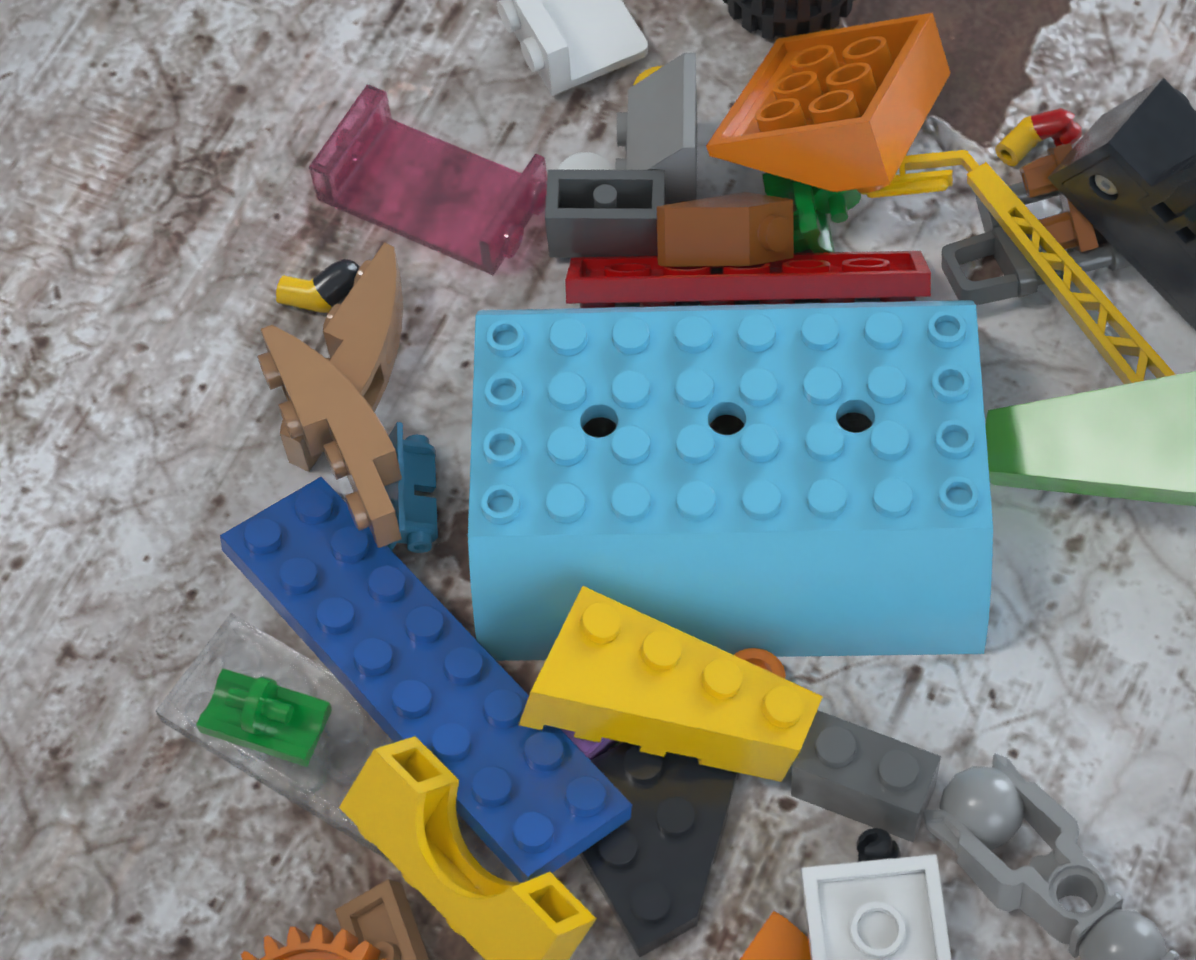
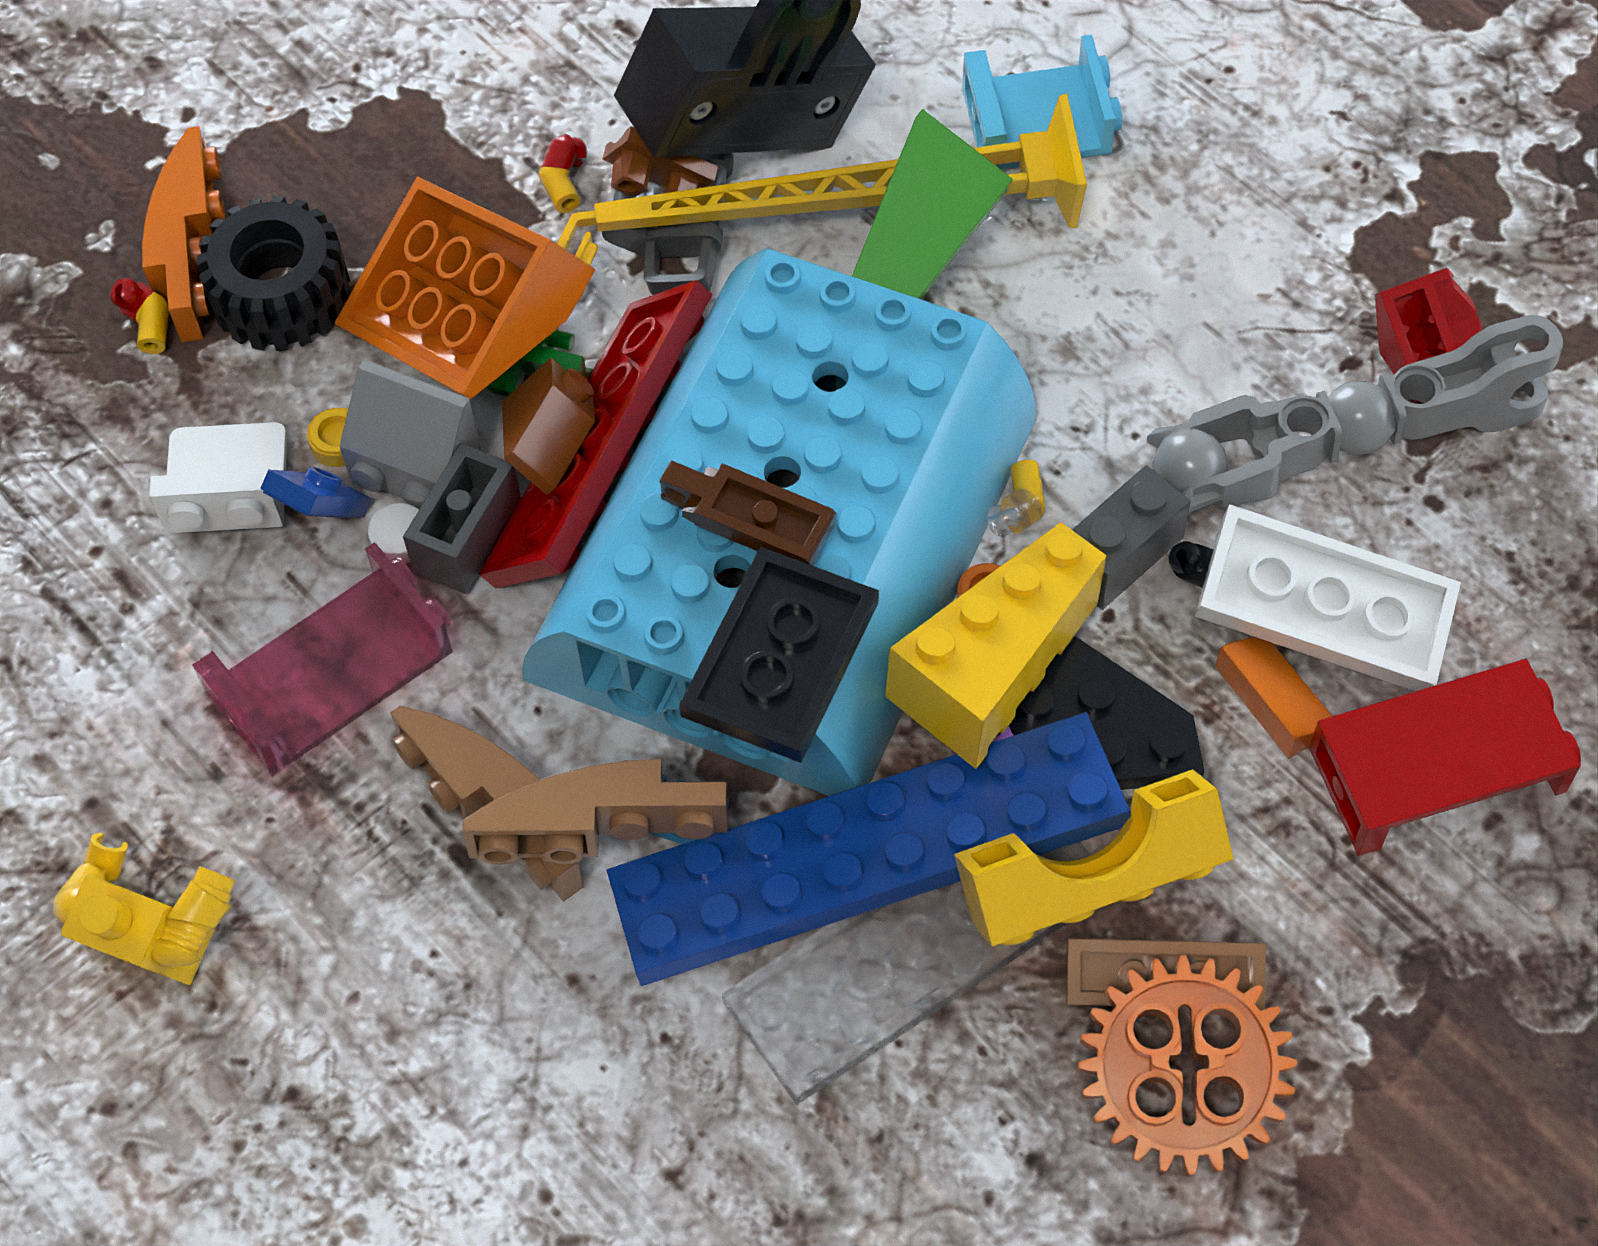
camera: 70 degrees left, 0 degrees up
(122, 152) = (136, 926): none -> yellow torso
(264, 717) = (869, 982): green hips -> none
(322, 291) = (394, 800): arm -> none
(508, 484) = (779, 654): none -> black plate
(574, 95) = (315, 493): none -> blue plate
(647, 403) = (749, 510): none -> reddish brown hinge
(867, 675) = (1023, 505): none -> clear arm

